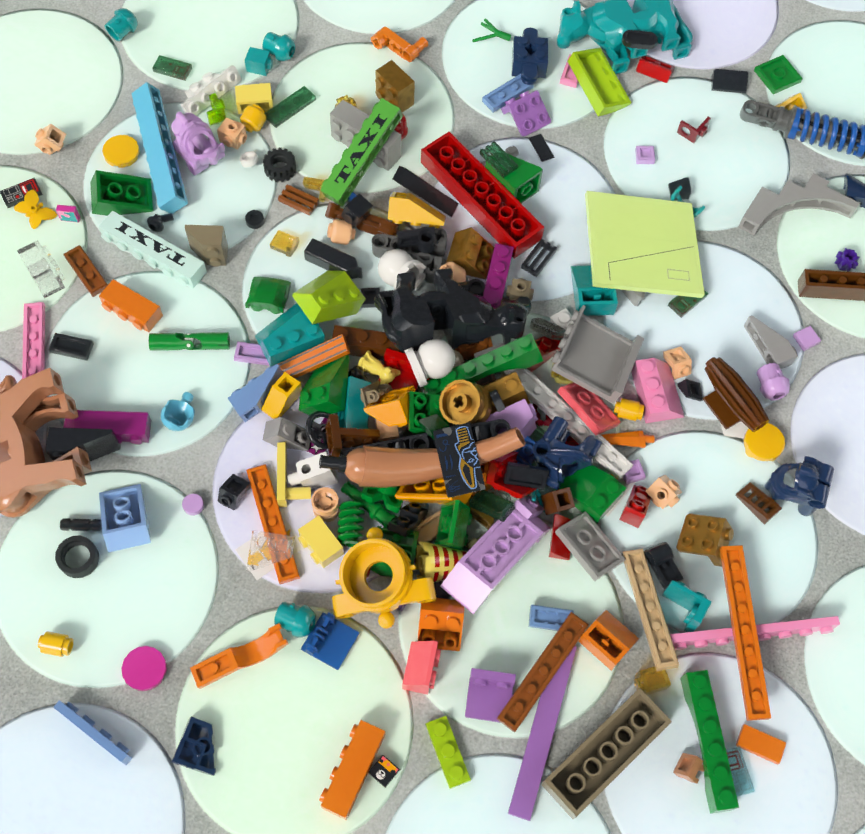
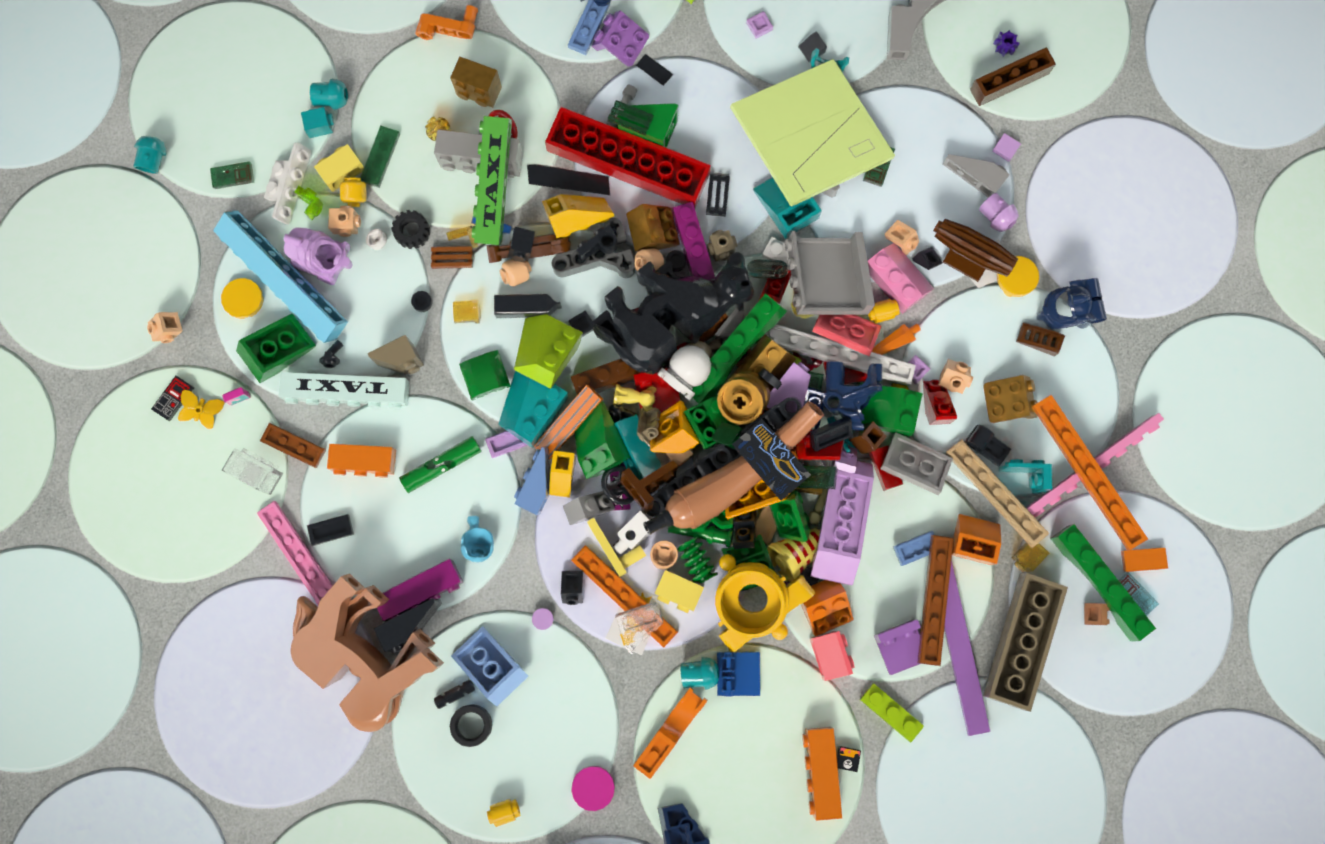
camera: 25 degrees left, 15 degrees up
(398, 262) = (594, 282): white tile -> none

